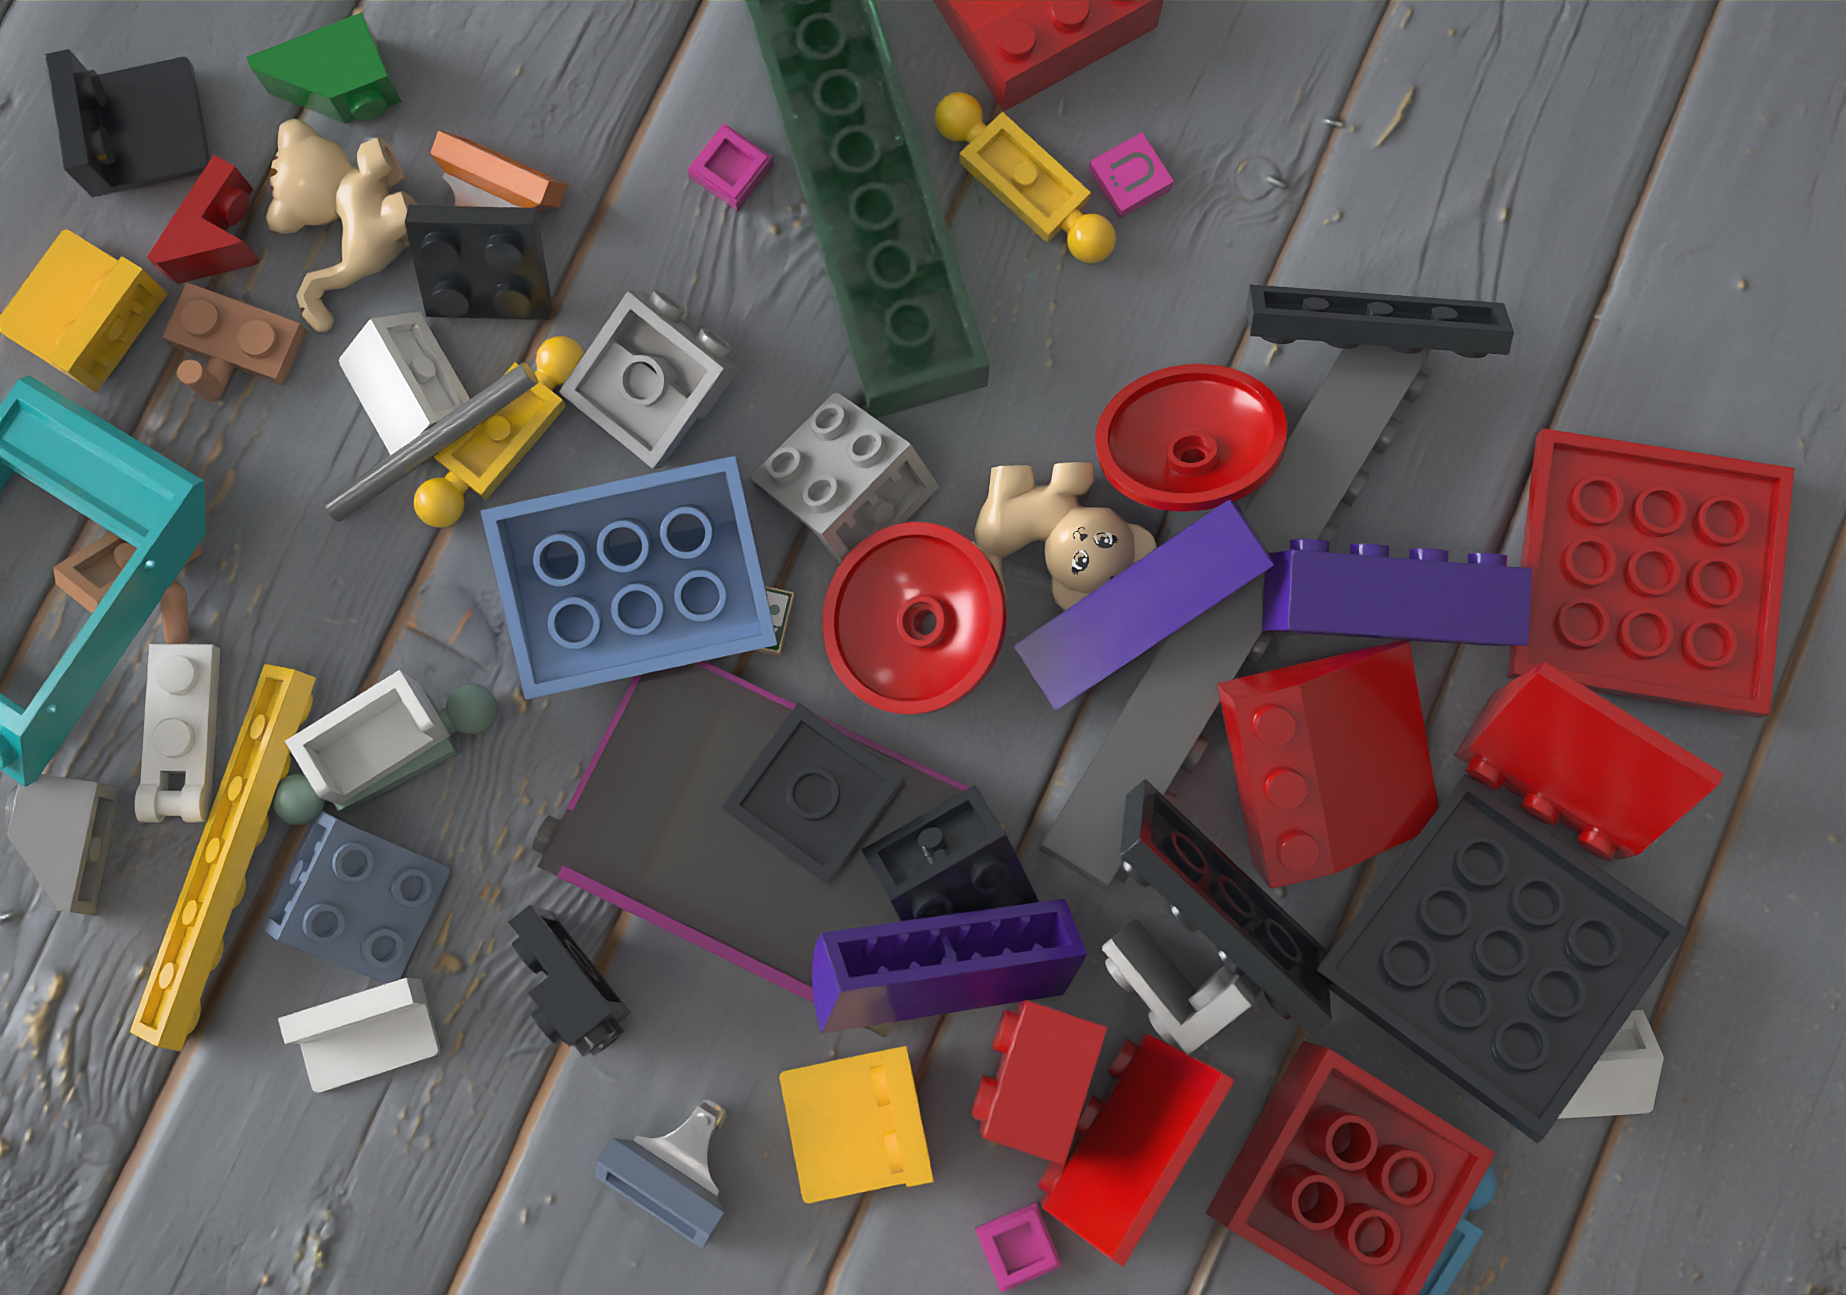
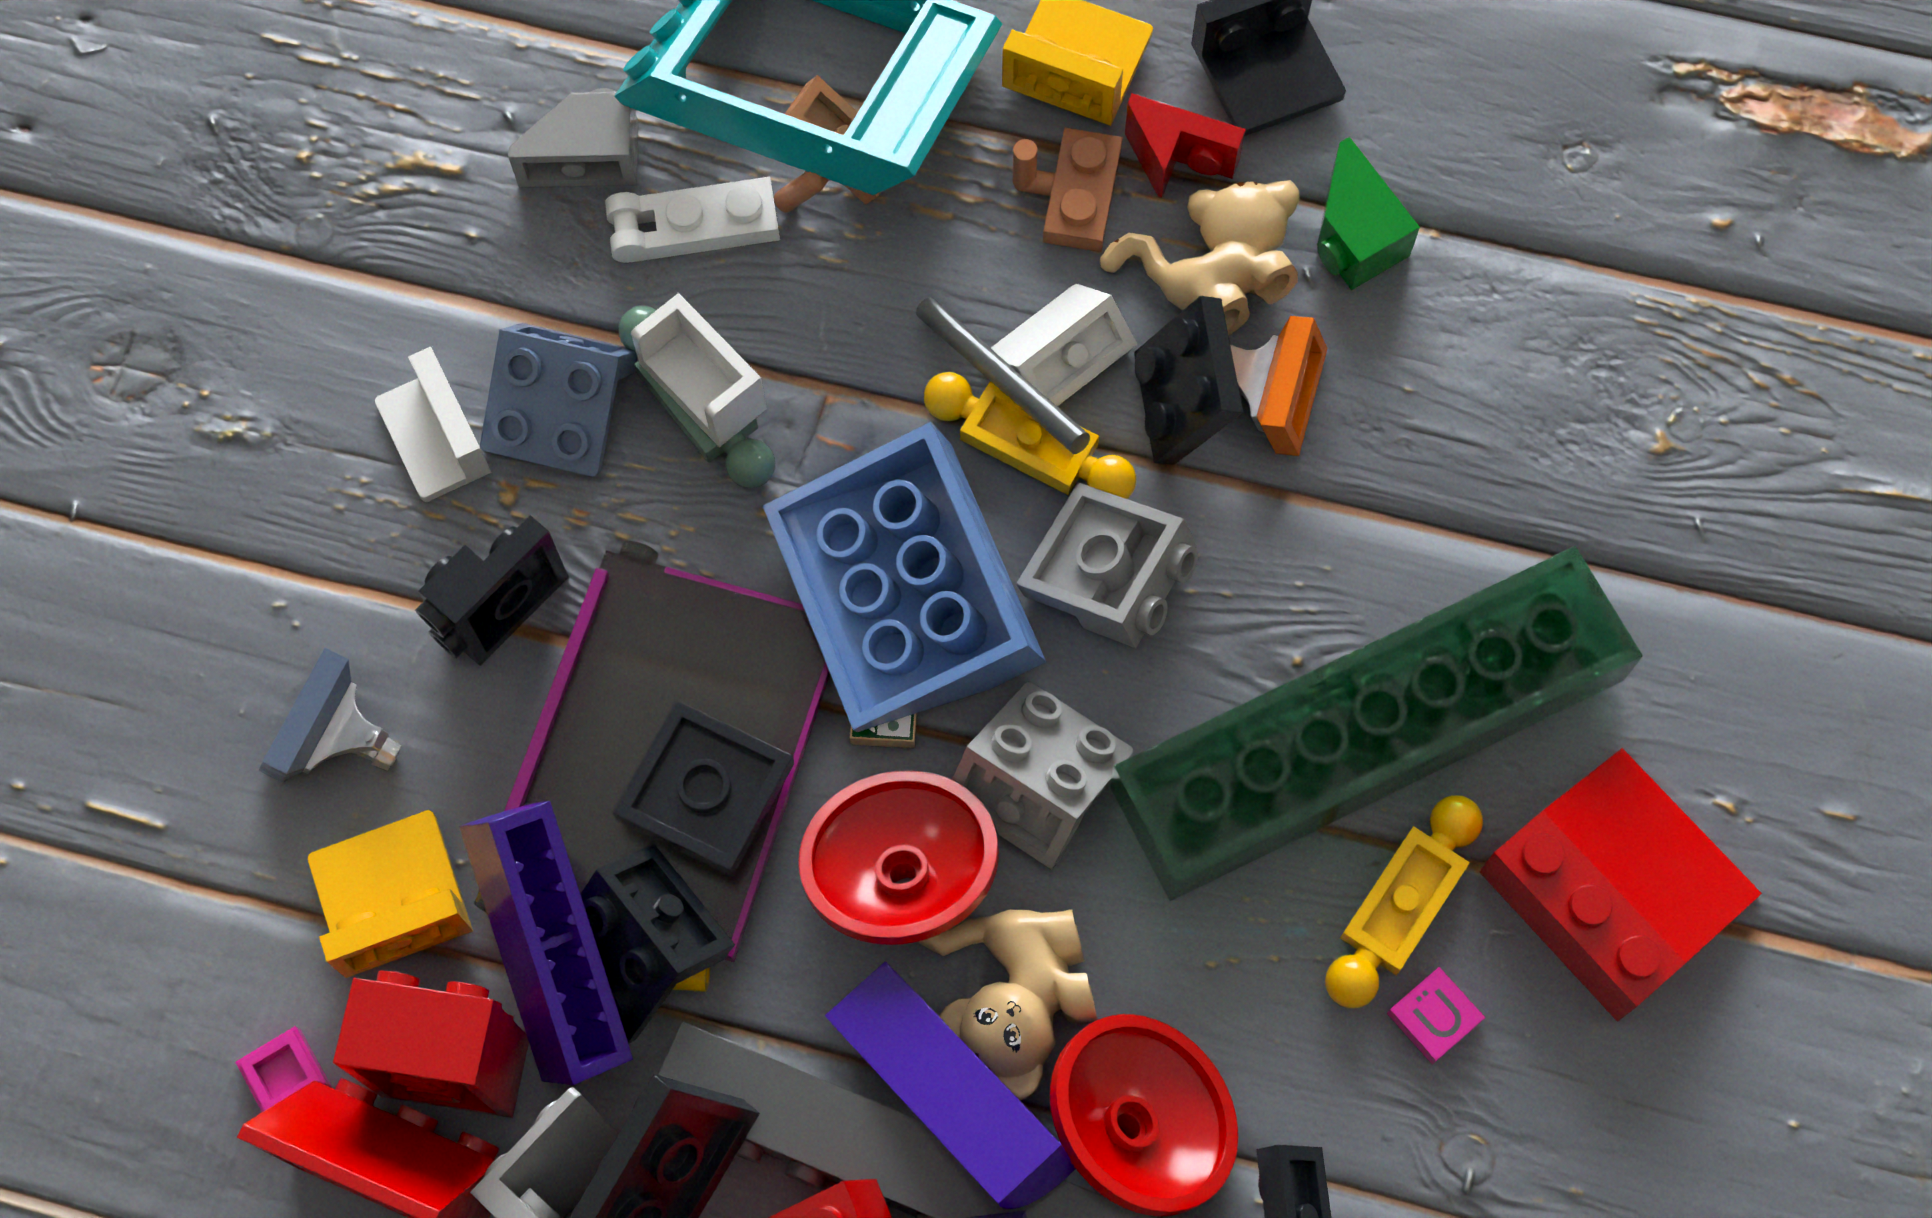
camera: 80 degrees right, 10 degrees down
(219, 866) = (562, 275): yellow plate -> none
(730, 167) = (1351, 605): dark pink tile -> none

